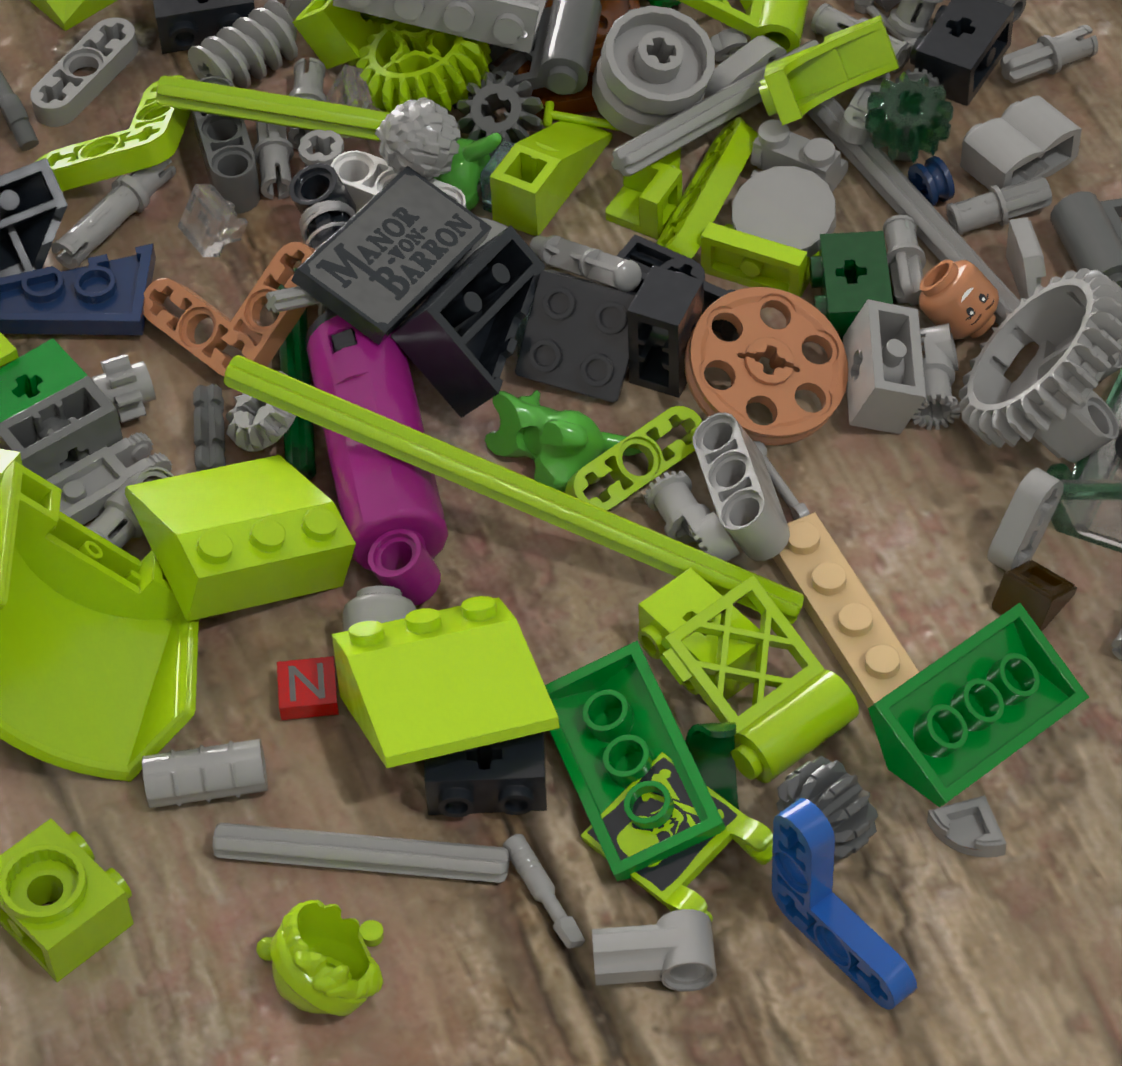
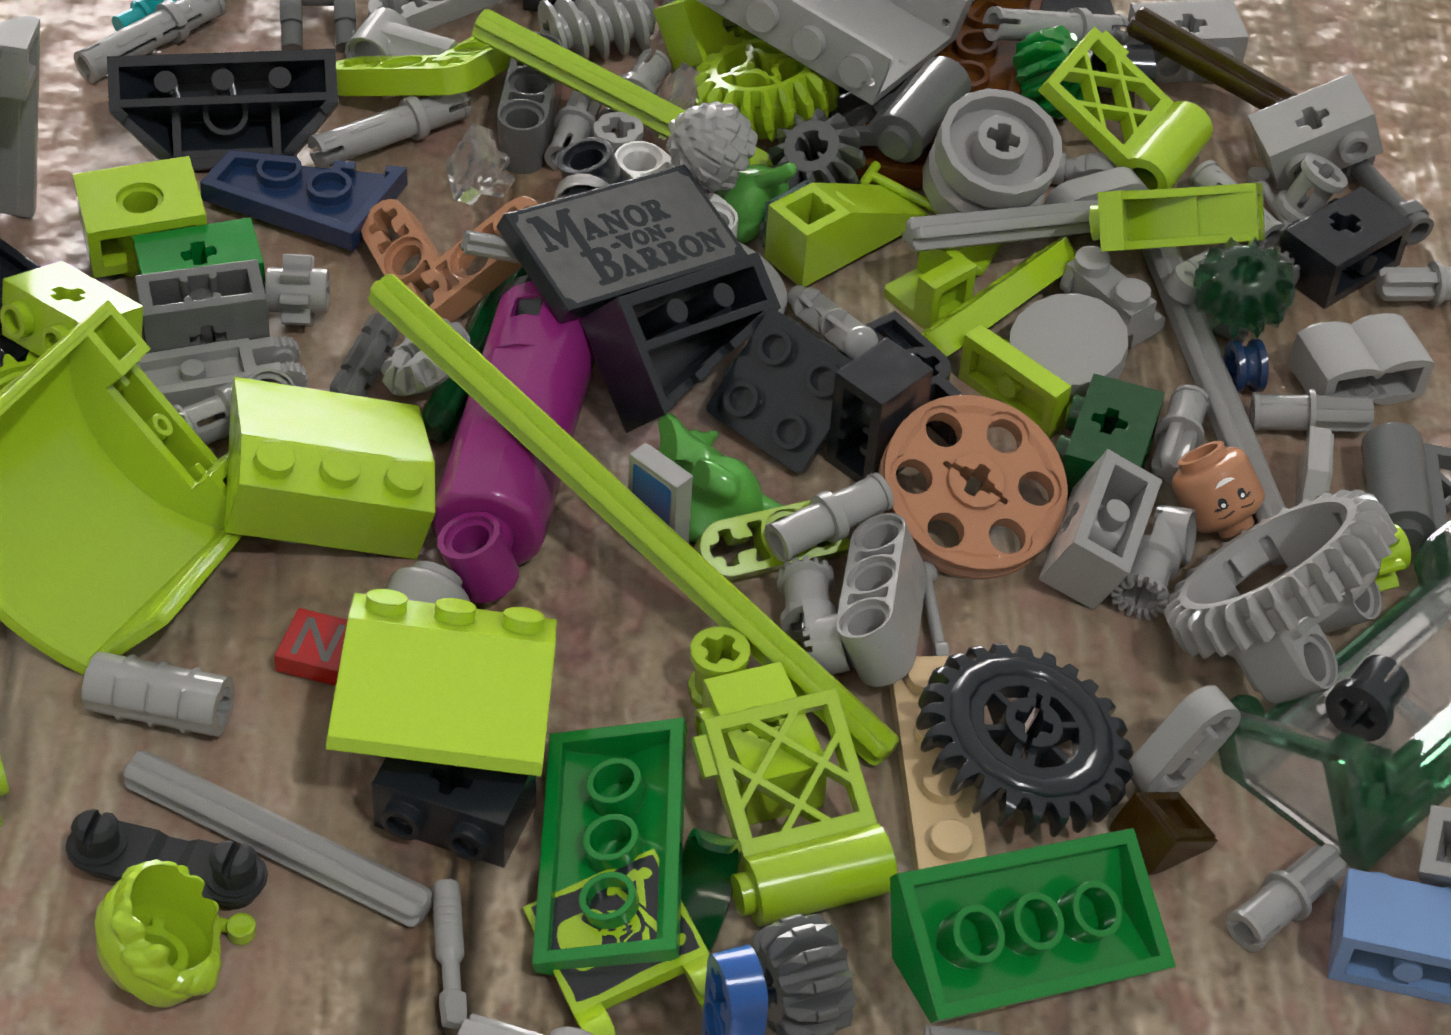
camera: 15 degrees right, 5 degrees down
(66, 124) = (389, 34): none -> light grey piece
(261, 906) = (109, 846): none -> black piece
(532, 457) = (661, 487): none -> light grey tile
(635, 580) = (713, 654): none -> lime bush
(669, 433) = (829, 516): none -> light grey pin
(903, 579) = (1018, 765): none -> black gear

